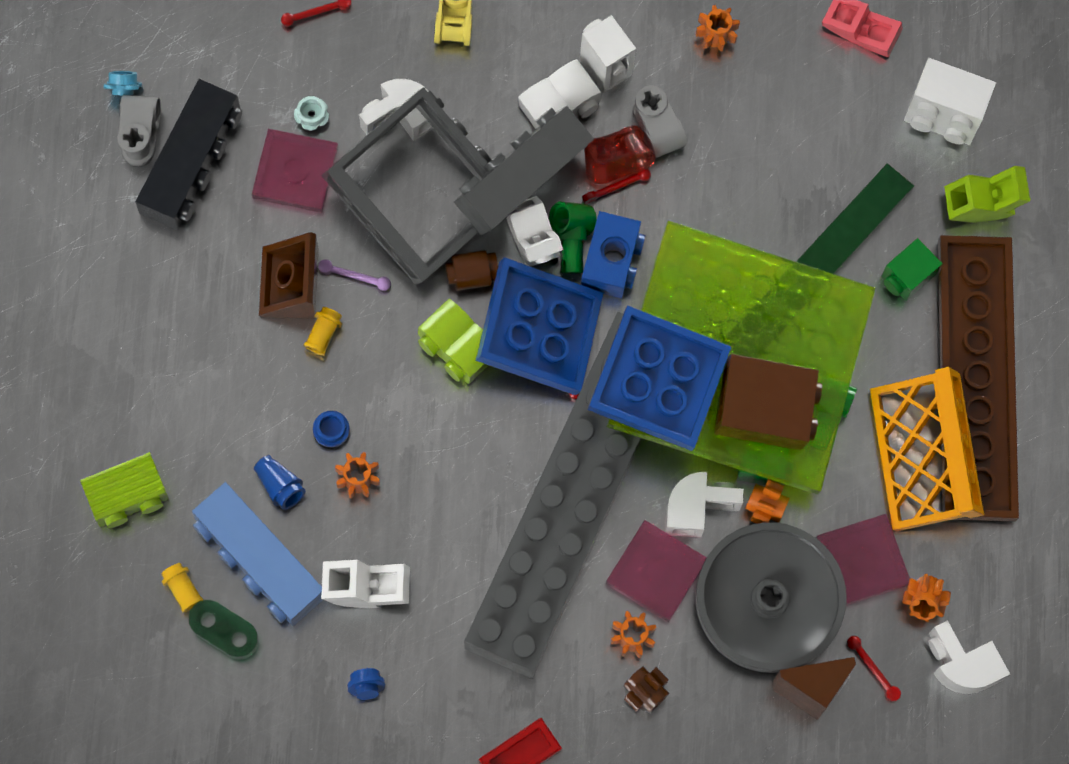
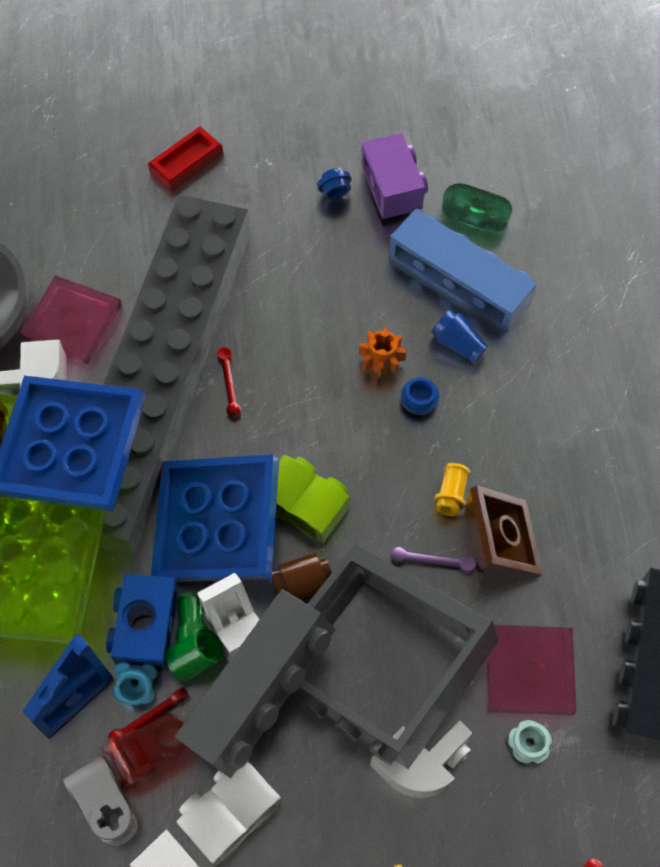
camera: 175 degrees right, 10 degrees down
(125, 491) = (607, 304): lime brick -> none
(181, 586) = (526, 236): yellow pin -> none
(303, 675) = (393, 175): none -> medium lavender brick
(365, 586) = (358, 256): white brick -> none
(510, 507) = (224, 356): none -> red hinge
(626, 205) = (131, 693): none -> medium azure plate
(638, 625) = (88, 255): orange gear -> none
(646, 689) = (72, 211): reddish brown gear -> none
(693, 200) = (67, 687): none -> blue wing

